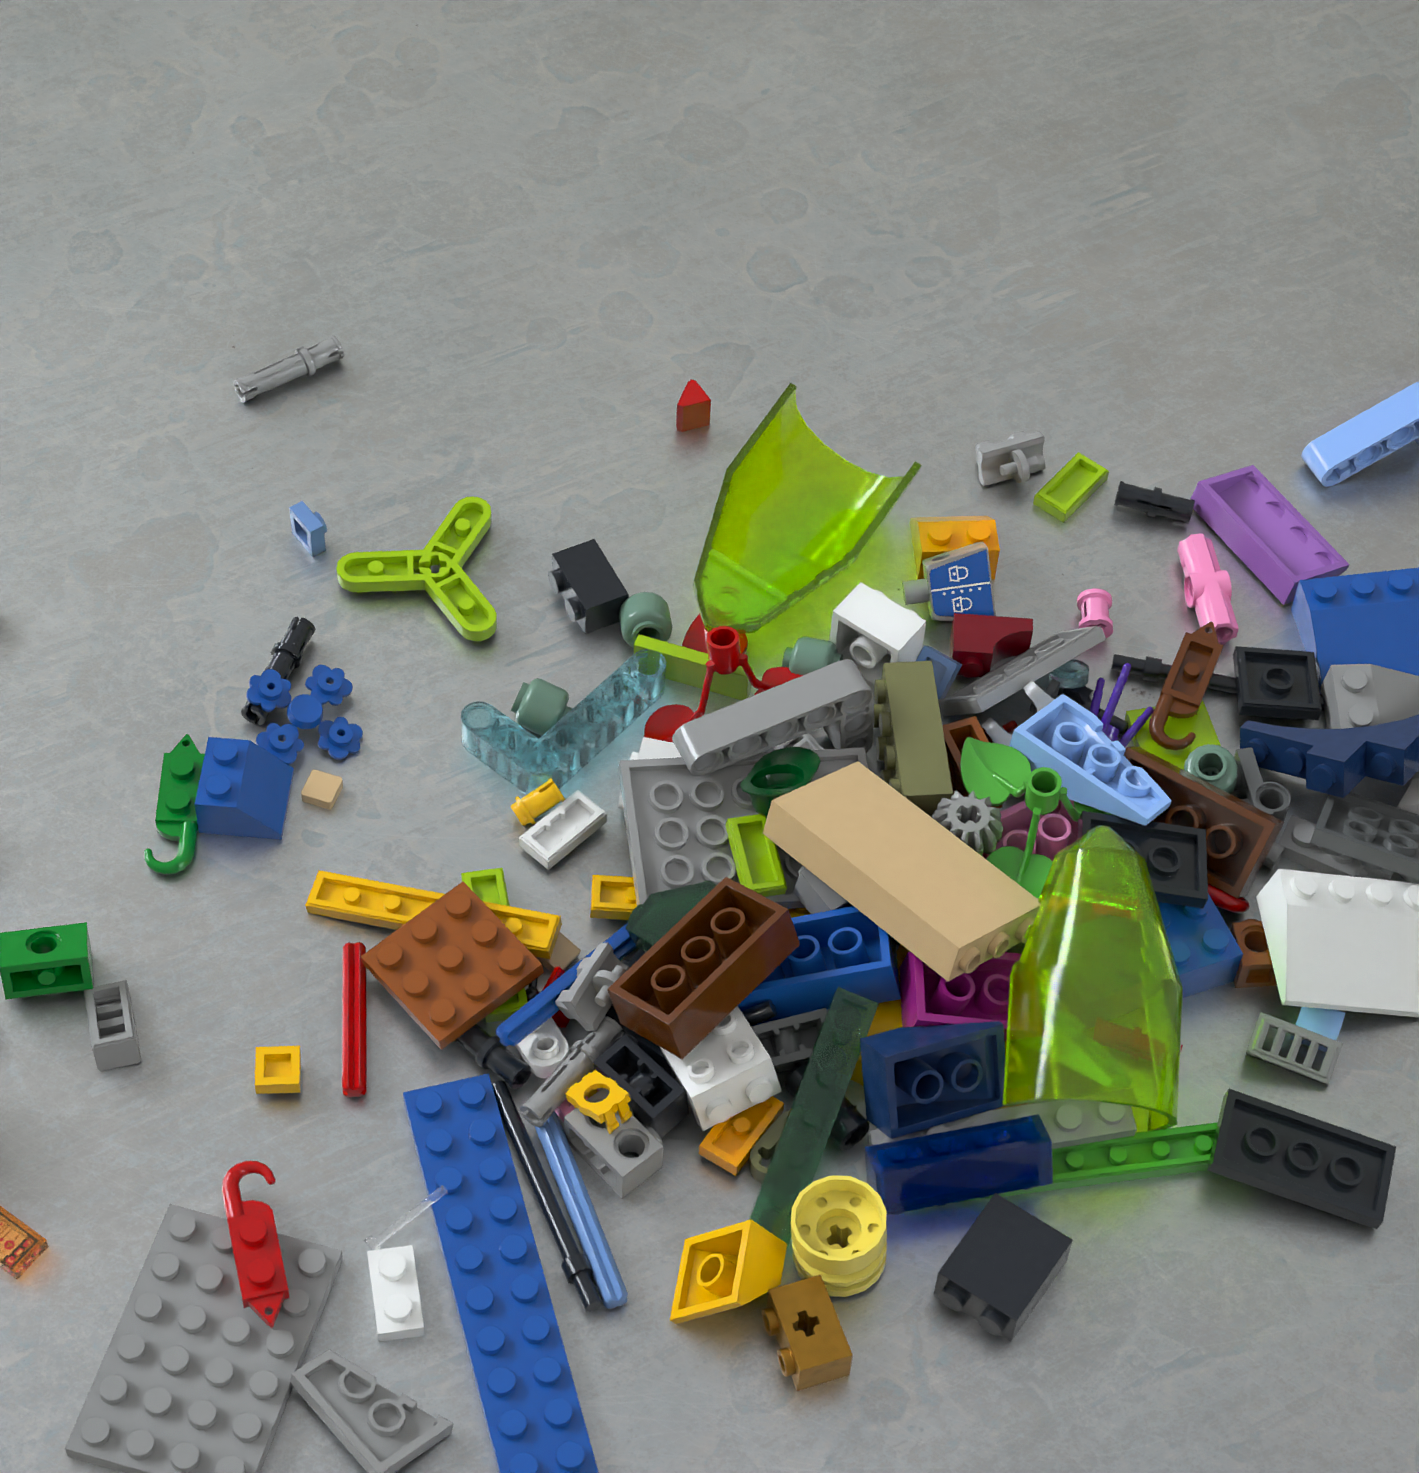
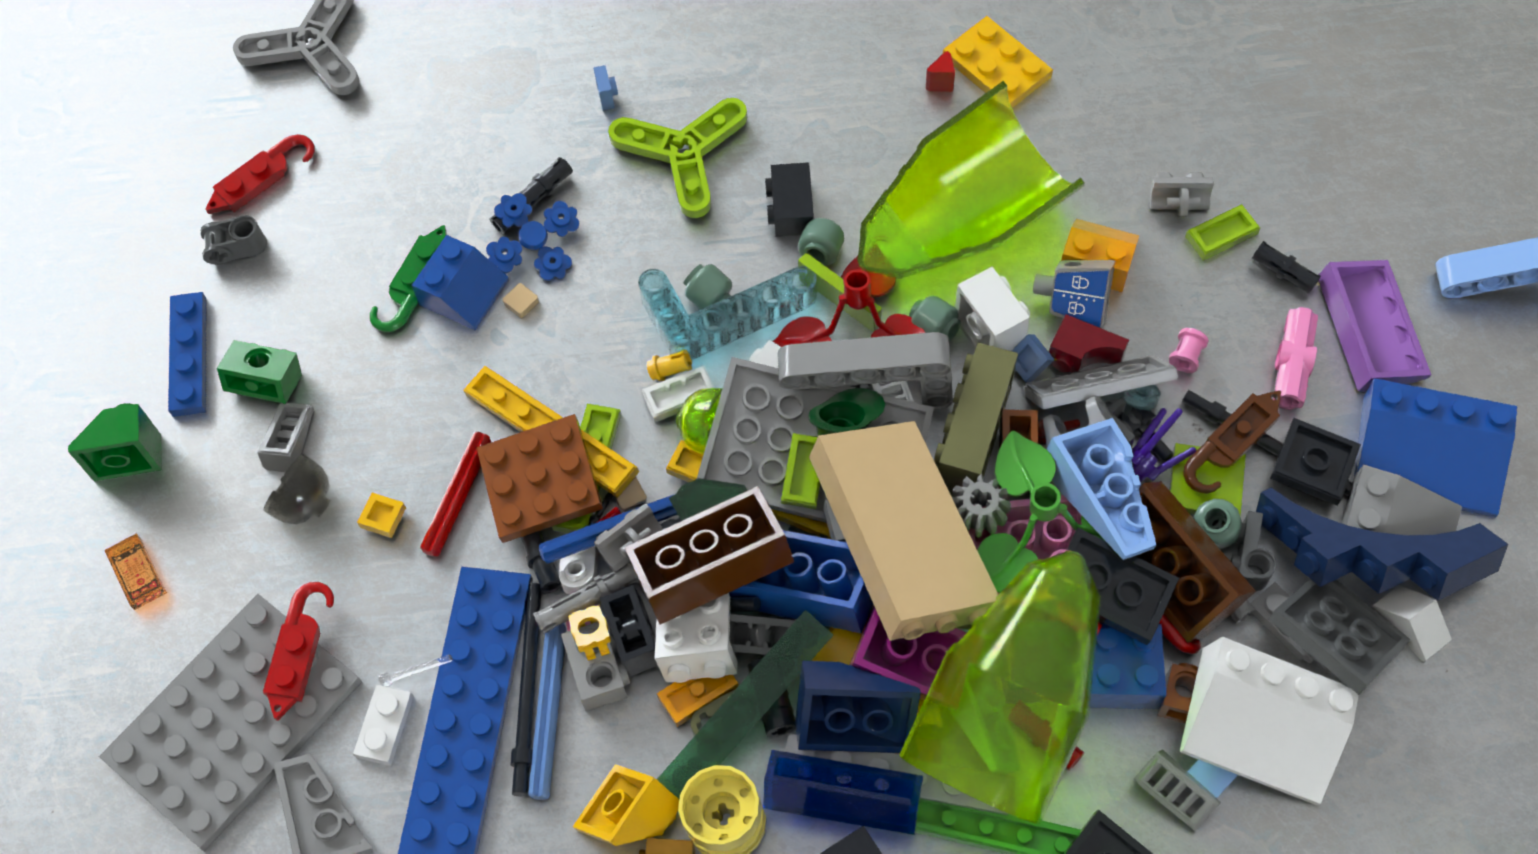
camera: 30 degrees right, 10 degrees up
(170, 1075) = (300, 493): none -> clear smoke cylinder
(606, 843) = (697, 416): none -> clear neon green cylinder
(743, 377) = (992, 55): none -> yellow plate

